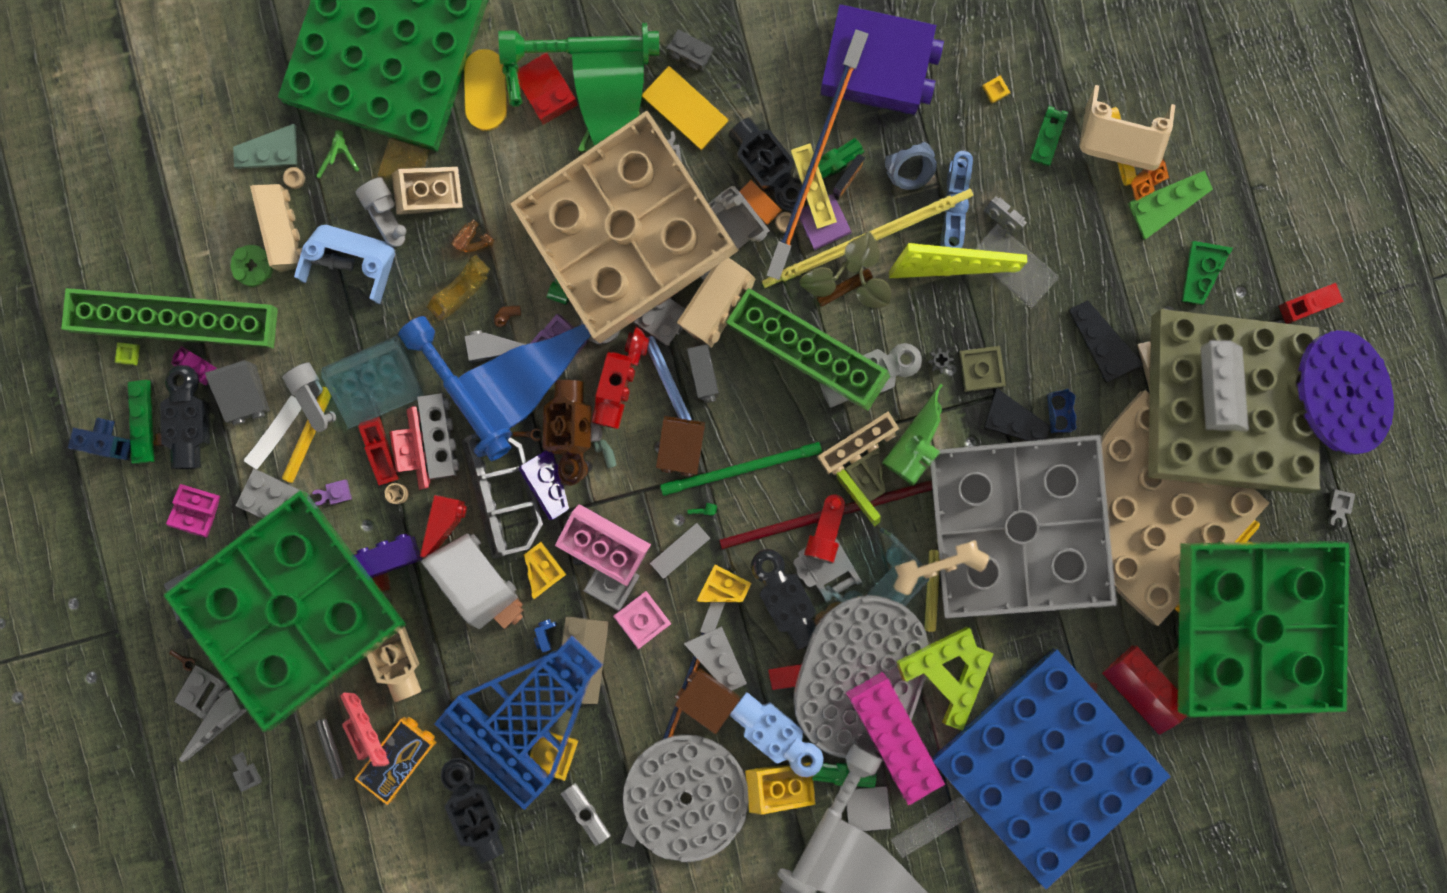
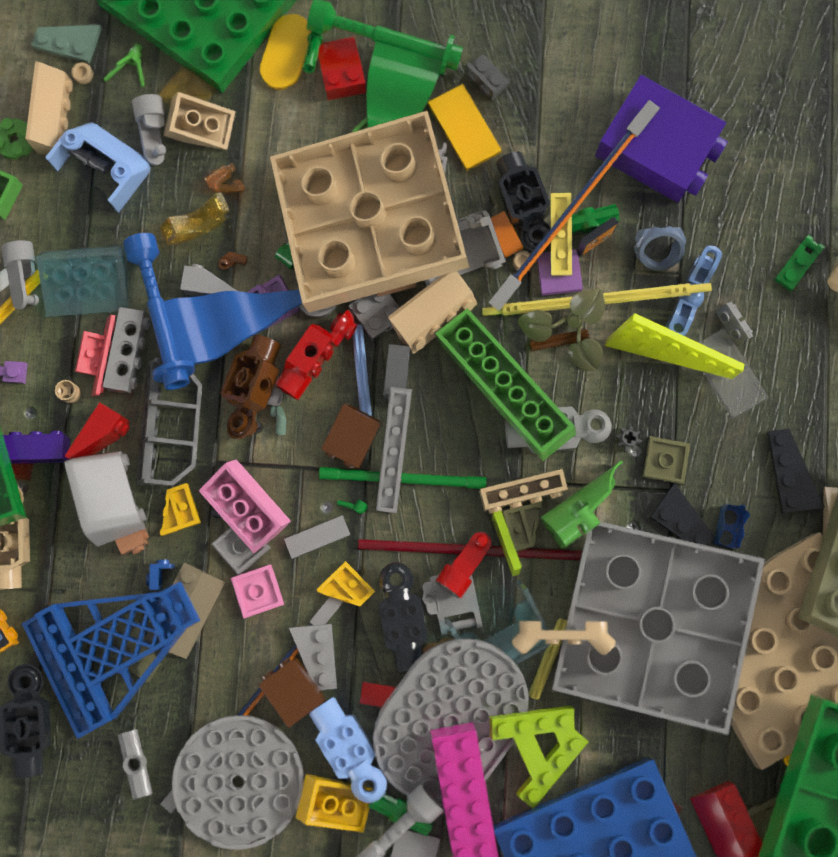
camera: 15 degrees right, 5 degrees down
(378, 450) = (65, 346): red slope -> none
(527, 434) = (212, 378): reddish brown hand -> none
(544, 481) = (211, 429): wing -> none
(545, 753) = (116, 689): yellow tile -> none
(724, 446) = (393, 449): none -> light grey tile
(996, 89) = (762, 204): yellow tile -> none

